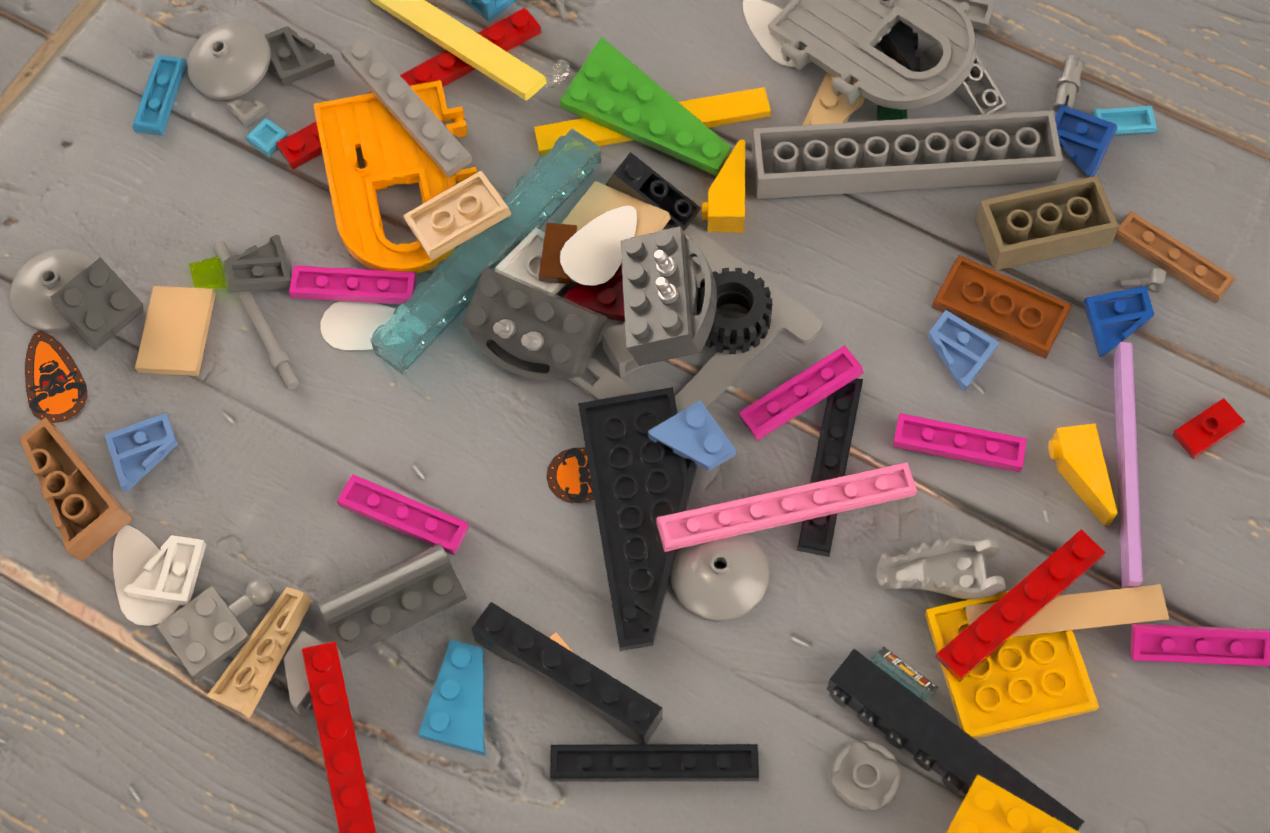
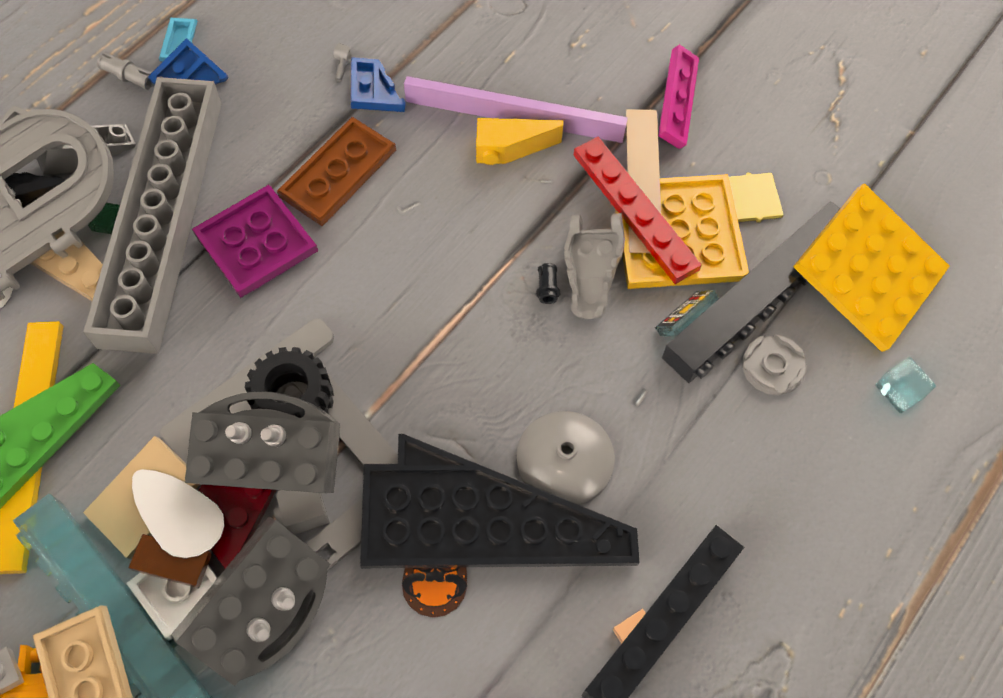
camera: 85 degrees left, 0 degrees up
(645, 184) = (103, 461): black slope -> none
(654, 762) = (755, 562): black tile -> none
(695, 436) = (427, 448): medium blue wing -> none
(727, 195) = (154, 379): yellow slope -> none
(785, 506) = (513, 388): bright pink tile -> none
(801, 392) = (393, 348): dark pink plate -> none
(831, 461) = (468, 339): black tile -> none
(895, 248) = (255, 240): none -> magenta plate
(909, 530) = (548, 290): none -> black pin
(960, 442) = (468, 229): dark pink plate -> none
(961, 347) = (374, 208): medium blue wing -> none
(1046, 223) = (267, 114): dark tan brick -> none
(1083, 746) = (755, 197): none -> light yellow piece
(1174, 257) = (322, 39): medium nougat tile -> none
(1208, 428) = (488, 51): red plate -> none

